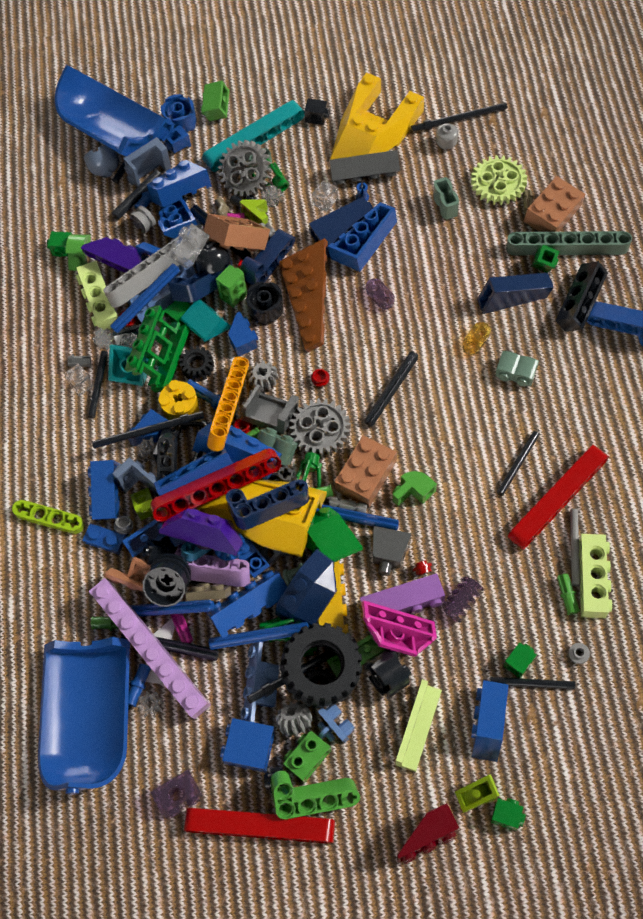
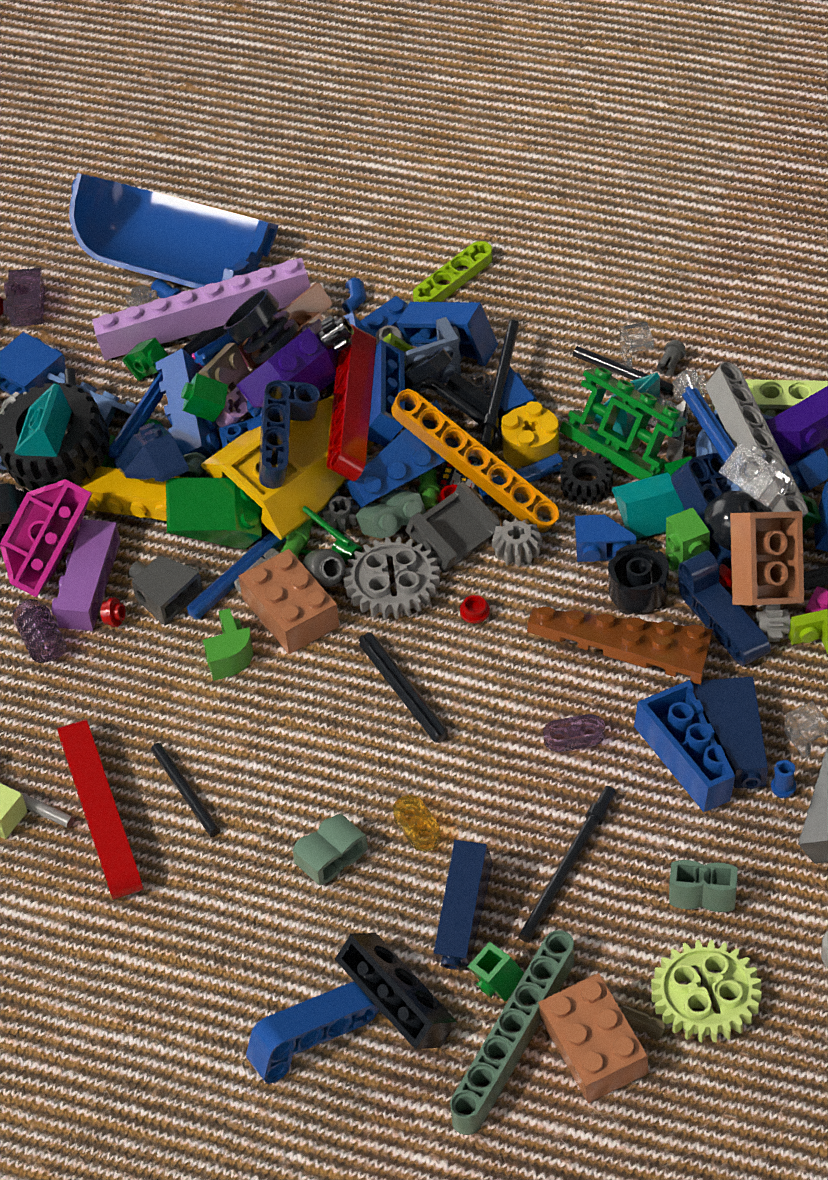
camera: 115 degrees right, 15 degrees down
(82, 569) = (357, 295): none -> blue arm
(172, 507) = (336, 332): none -> black gear
(207, 664) = (143, 357): none -> green brick
(246, 580) = (204, 397): none -> green brick
(331, 654) = (45, 424): none -> teal slope
(333, 462) = (325, 566): none -> dark grey head
(423, 265) = (594, 816): none -> black bar

